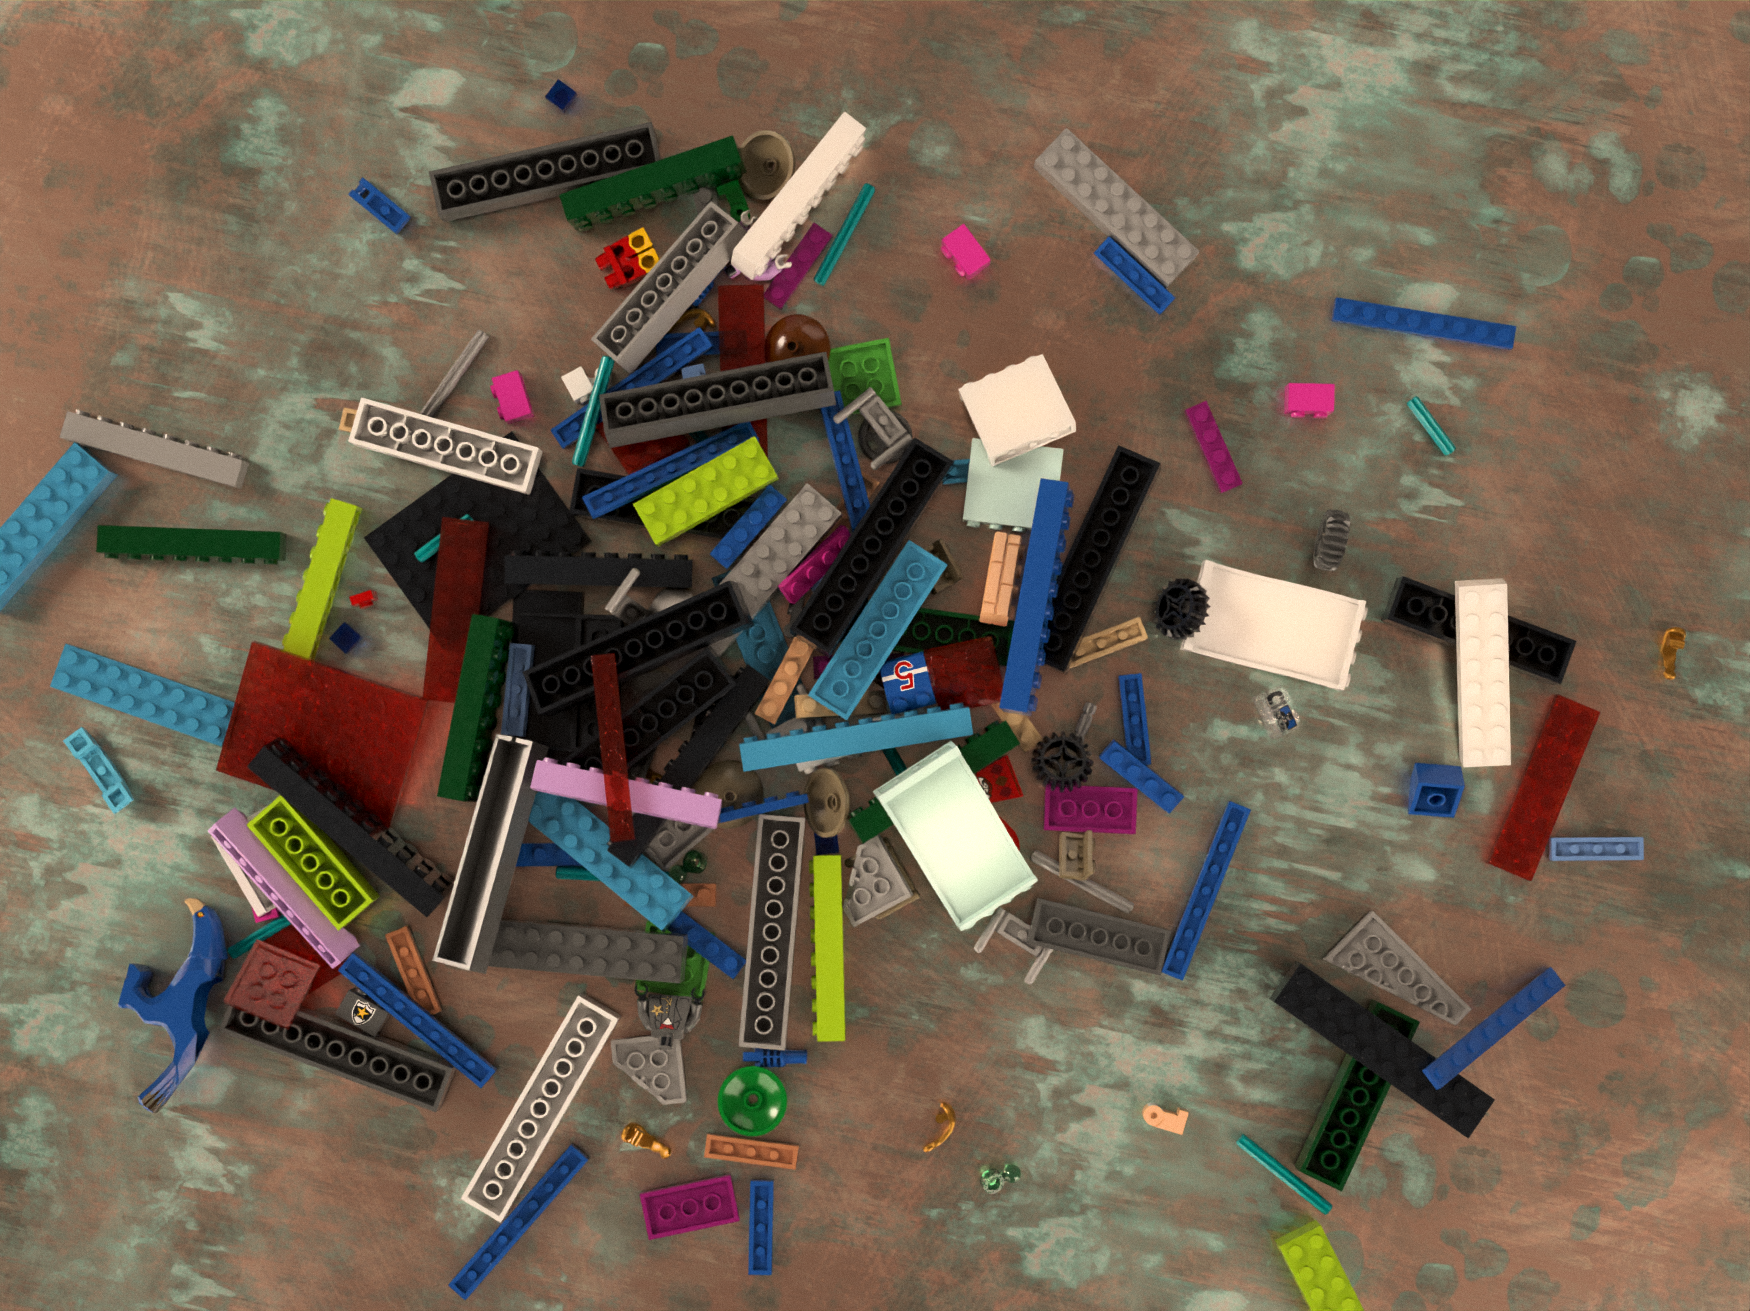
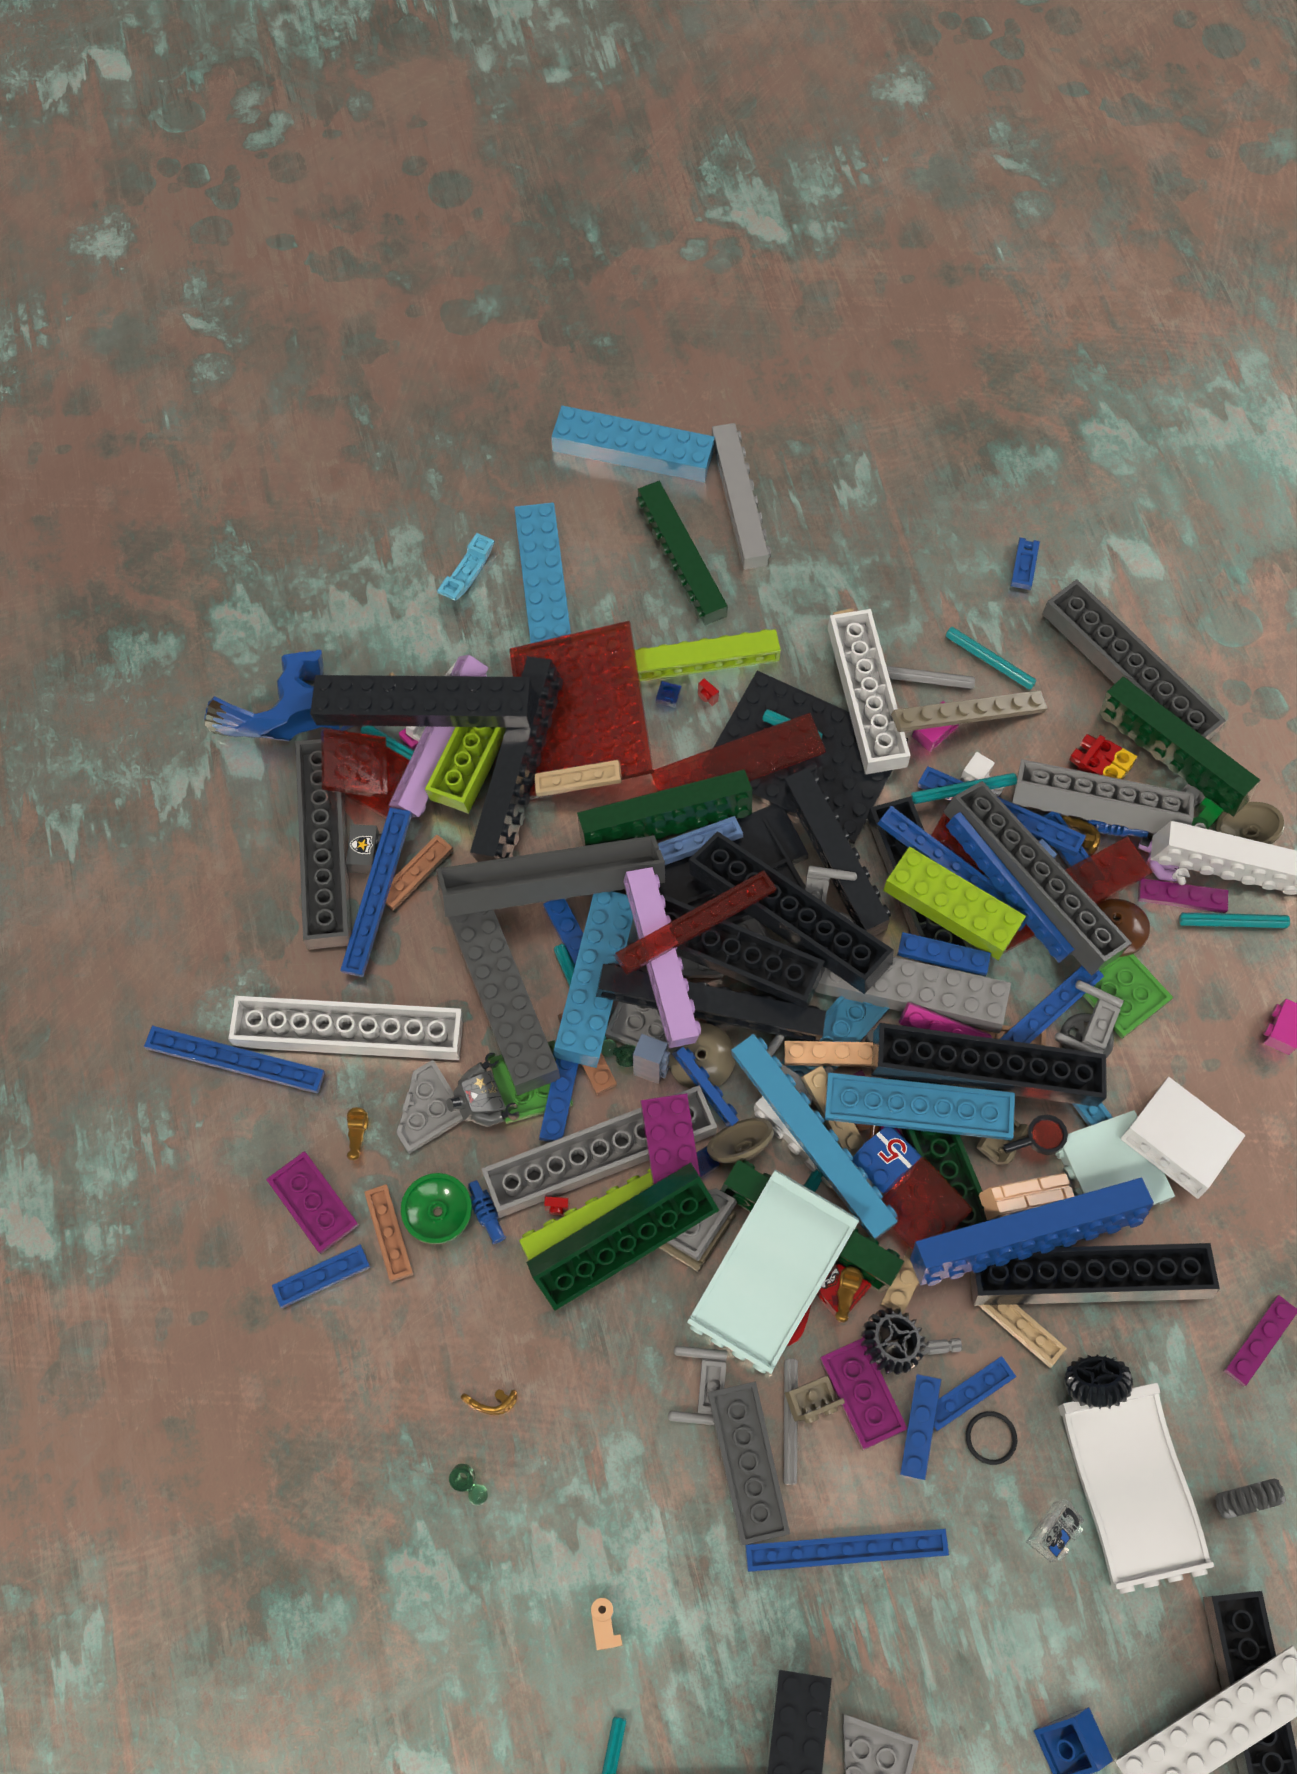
camera: 60 degrees right, 20 degrees down
(246, 894) = (422, 701): none -> black brick
(398, 775) = (578, 778): none -> tan plate
(465, 301) = (991, 658): none -> teal axle
(516, 360) = (969, 711): none -> dark tan plate
(561, 95) = (1197, 650): clear blue plate -> none
(713, 846) = (651, 1059): none -> sand blue brick
(722, 430) = (1009, 887): none -> blue plate
(800, 868) = (668, 1135): none -> magenta plate
(801, 992) = (556, 1205): none -> red plate
(861, 951) = (622, 1236): none -> dark green brick
(956, 531) = (1045, 1135): none -> piece
(998, 774) = (849, 1283): none -> pearl gold piece
(1182, 699) = (971, 1448): none -> black tyre

